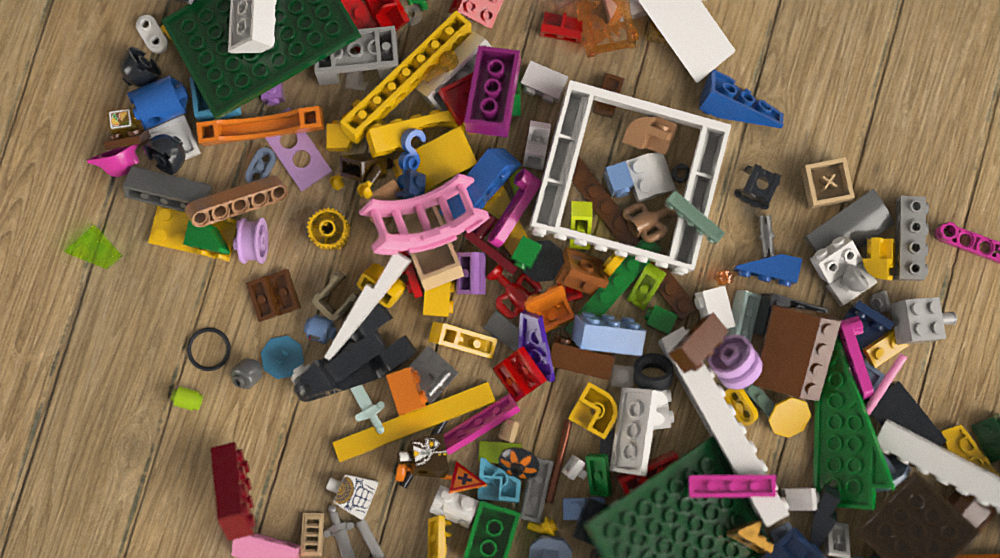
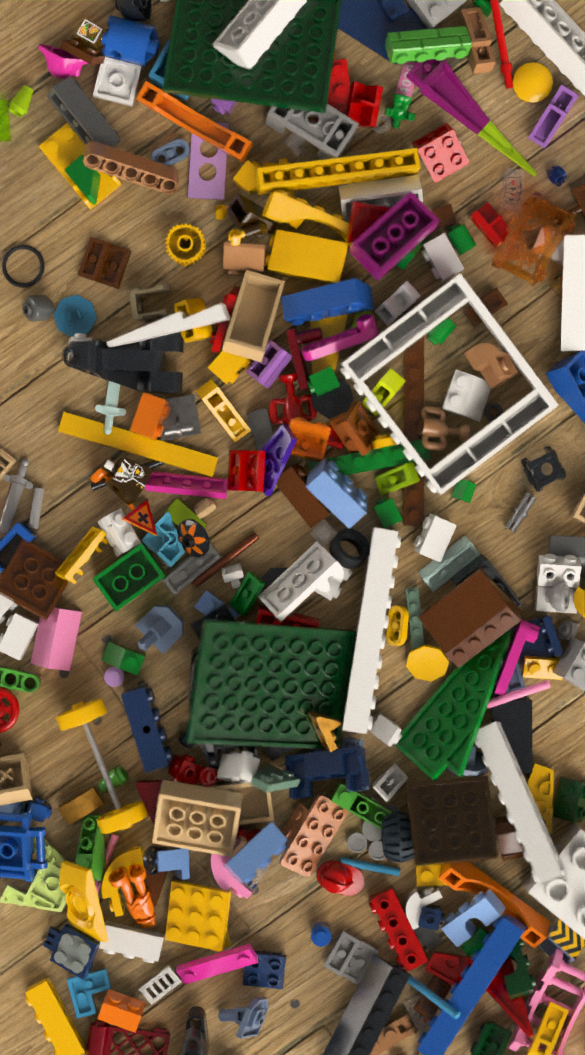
camera: 35 degrees right, 5 degrees up
(106, 217) = (21, 101): none -> lime cone
(167, 152) = (106, 86): black cylinder -> none
(251, 240) = (119, 207): lavender wheel -> none
(320, 329) = (120, 317): medium blue head -> none
(353, 493) = (50, 463): torso -> none
(409, 158) = (289, 239): blue piece -> none
(413, 185) = (275, 263): dark blue bracket -> none
(430, 237) = (257, 313): bright pink fence -> none
(447, 62) = (378, 184): clear yellow plate -> none
(524, 47) = (445, 216): none -> reddish brown tile
(547, 55) = (461, 238): none -> green brick
(548, 527) = (179, 603): yellow plate -> none
(589, 142) = (441, 332): none -> green brick
(595, 411) = (282, 543): yellow brick -> none
(618, 180) = (439, 380): medium blue brick -> none
(694, 217) = (472, 455): sand green piece -> none
(699, 343) = (399, 553): reddish brown brick -> none
(707, 255) = (464, 490): none -> green slope
(724, 277) = (462, 518): clear orange plate -> none
(732, 485) = (339, 679): dark pink plate -> none
(736, 362) = (417, 588): lavender wheel -> none
(777, 268) = (509, 543): blue slope -> none
(825, 516) = (394, 756): black slope -> none

